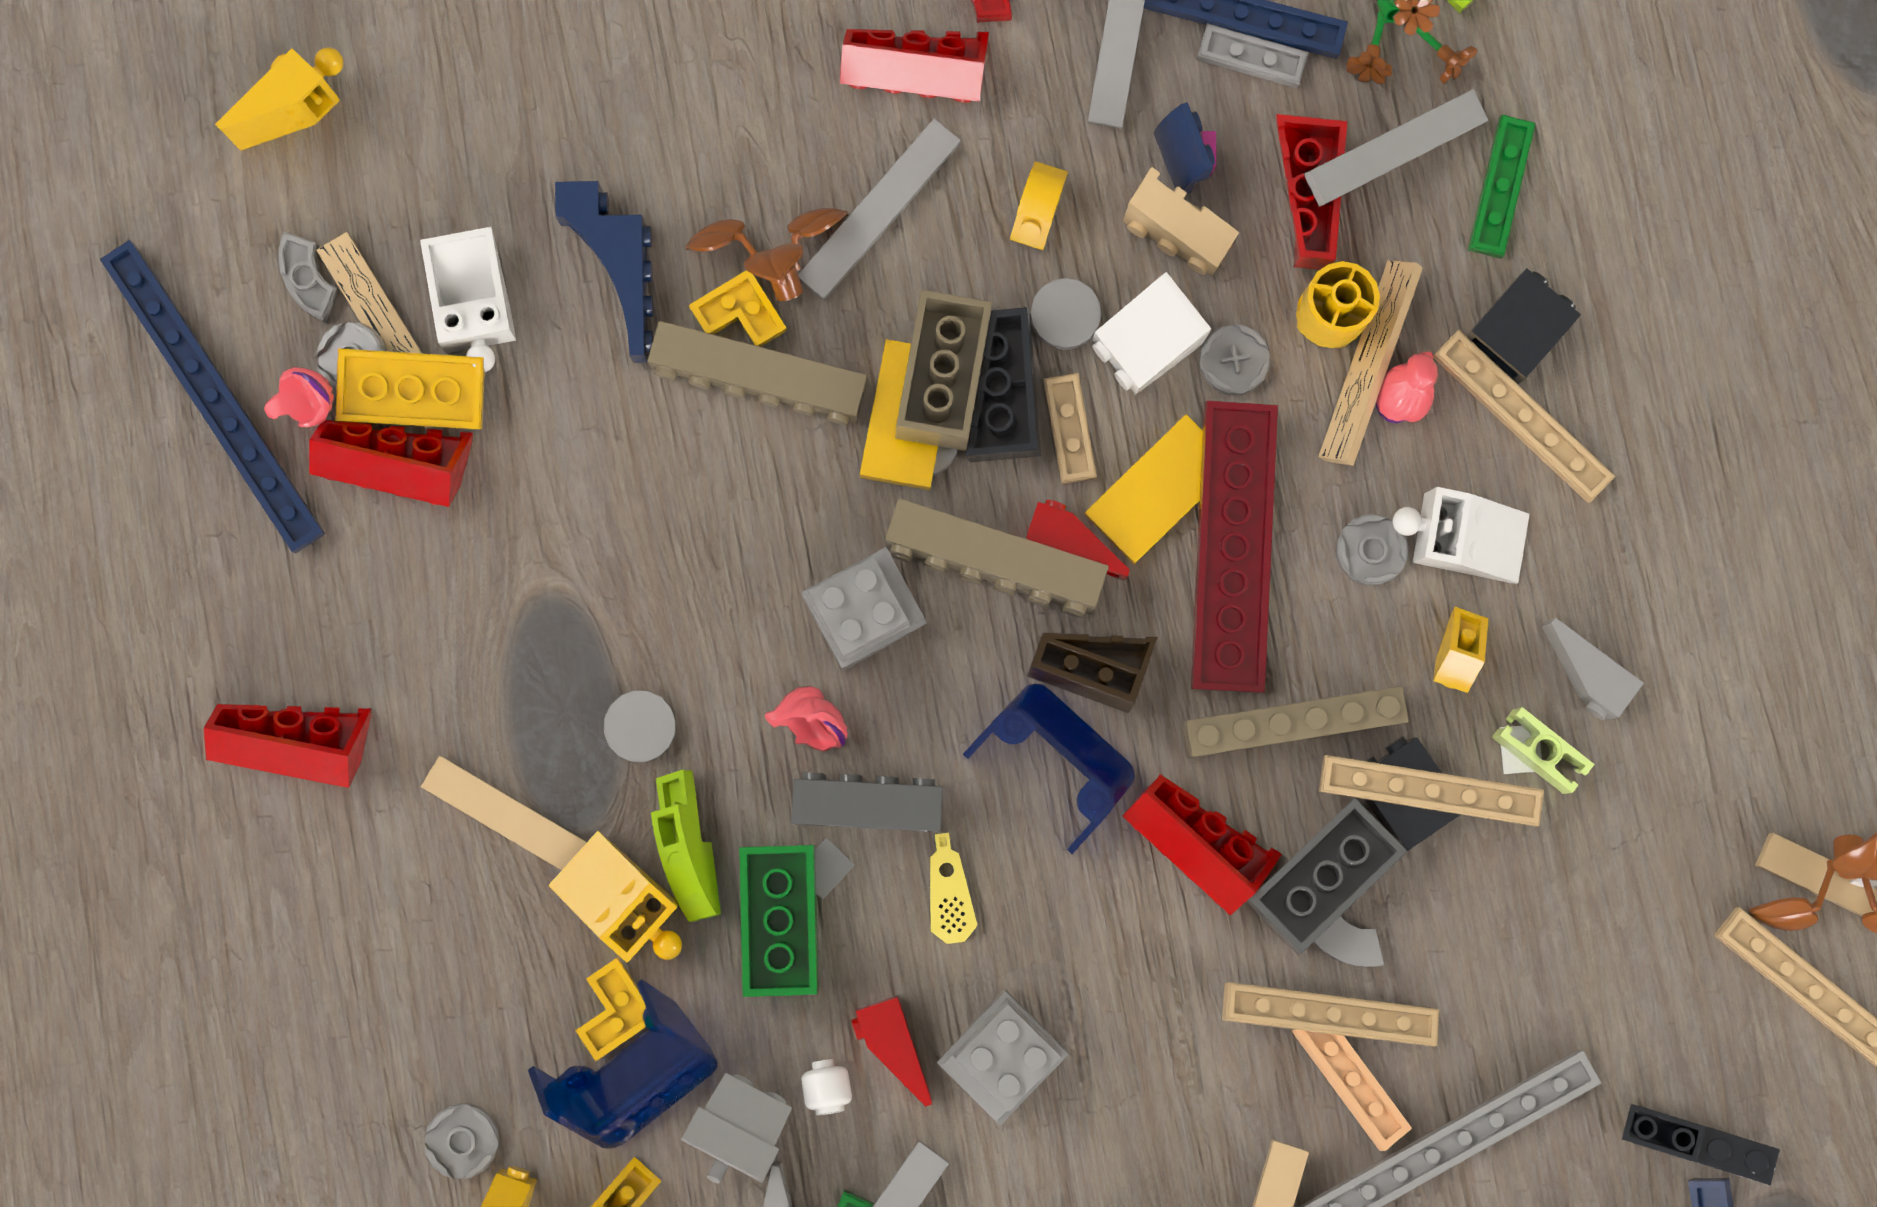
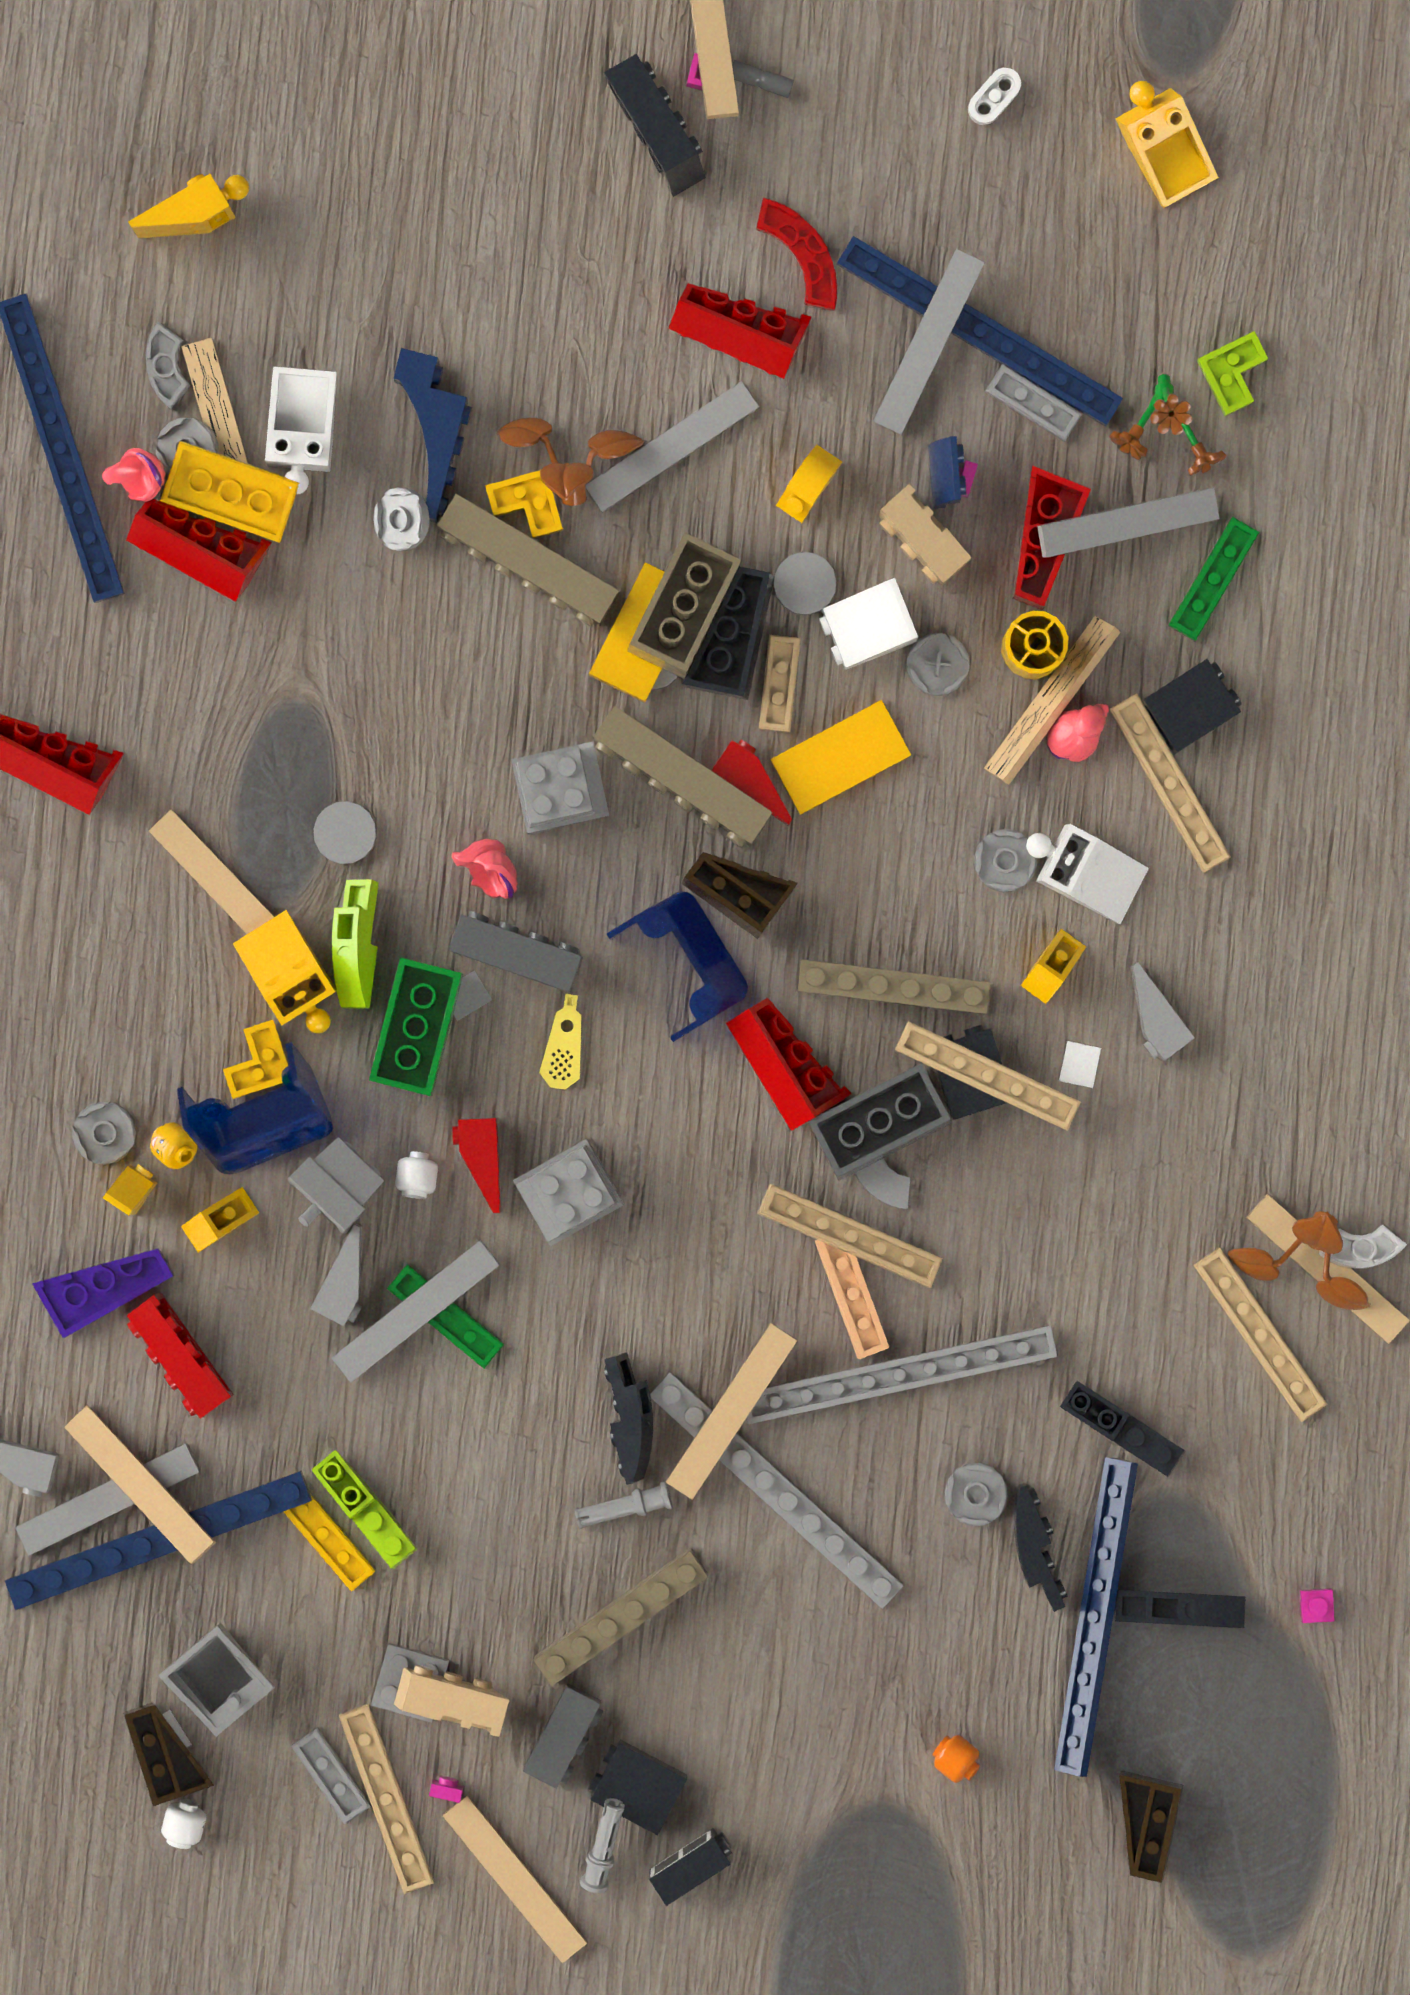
camera: 20 degrees right, 5 degrees up
(541, 1136) = (173, 1146): none -> yellow head
(607, 366) = (401, 519): none -> tile
(1234, 547) = (887, 824): dark red plate -> none
(1527, 752) = (1108, 1070): yellowish green piece -> none

